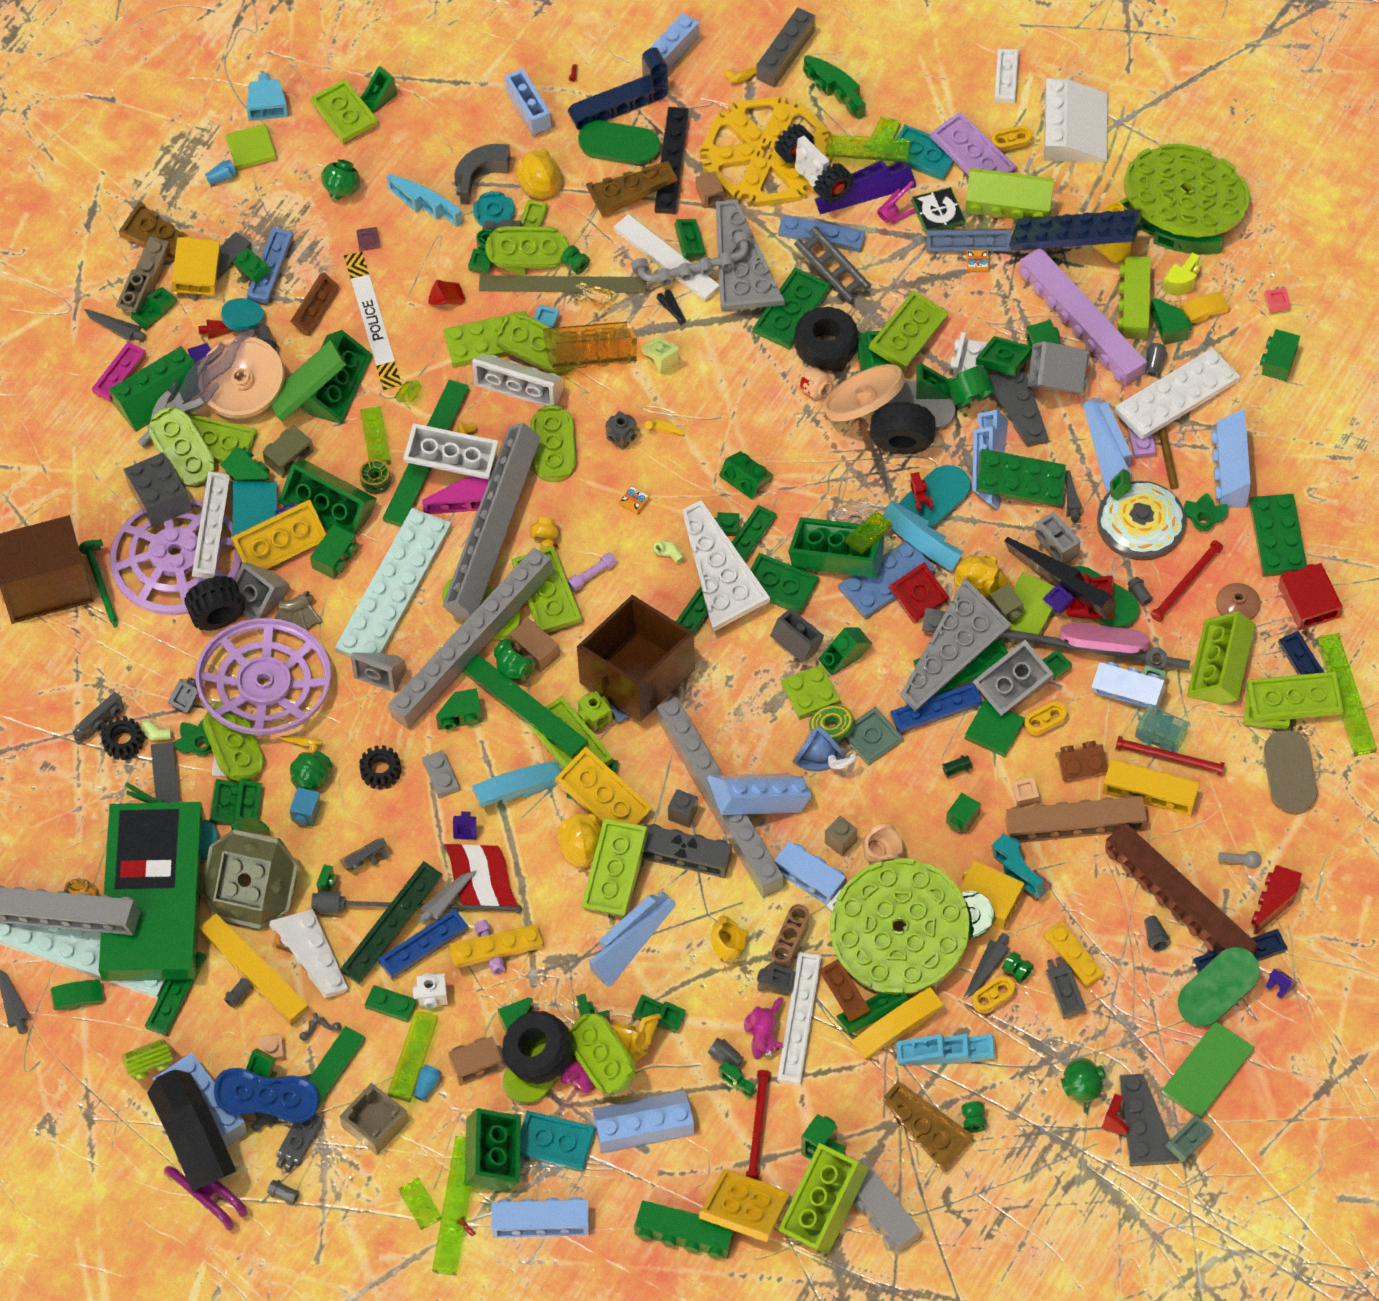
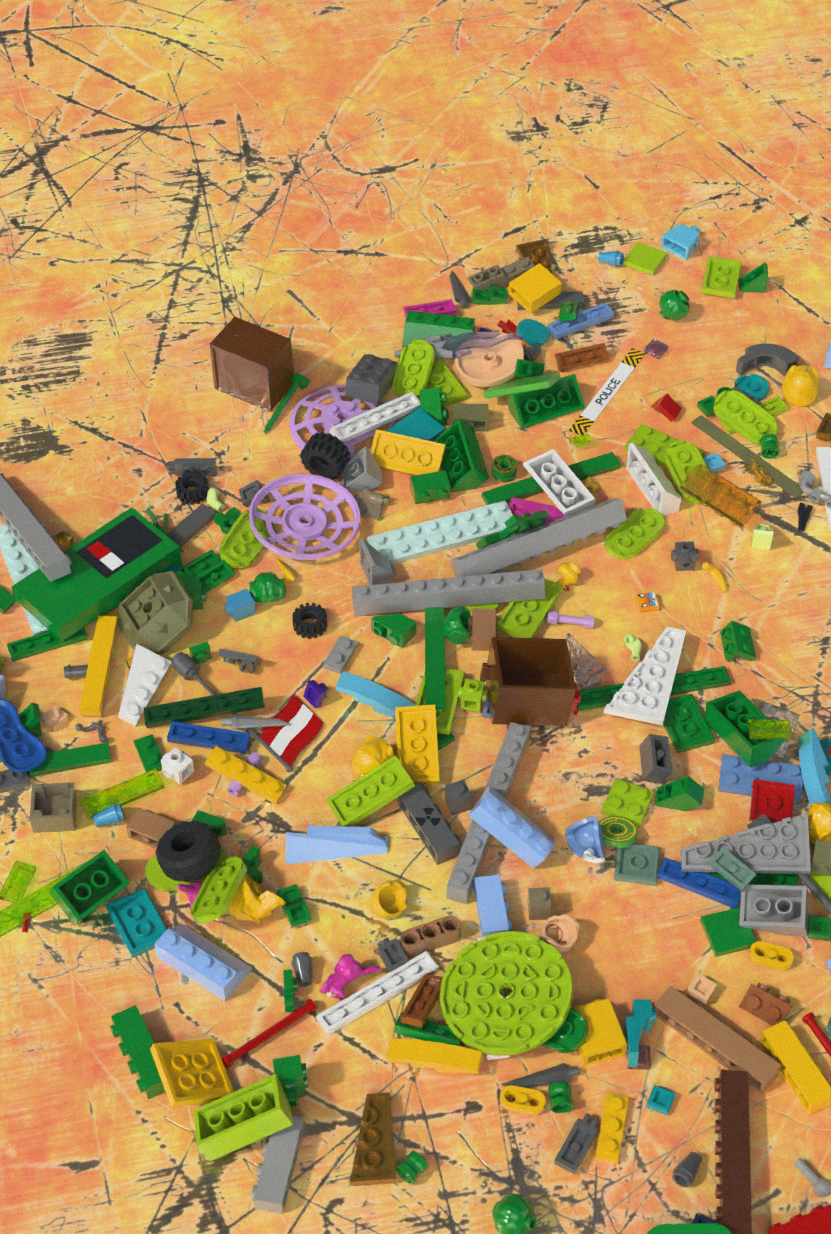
camera: 45 degrees right, 10 degrees down
(290, 357) = (528, 368): none -> green slope
(375, 434) = (533, 447): clear neon green plate -> none
(421, 197) = (712, 349): medium azure slope -> none
(463, 523) = (514, 526): none -> green wing
(540, 1218) = (69, 958): light blue brick -> none
(660, 600) = (585, 668): none -> clear slope
(728, 522) = (690, 660): green plate -> none
(945, 1050) = (447, 1105): medium azure slope -> none
(957, 675) = (732, 869): none -> sand green plate
(957, 766) = (672, 931): dark green pin -> none
(963, 813) = (640, 964): green brick -> none
(1083, 902) = (660, 1100): none -> teal tile

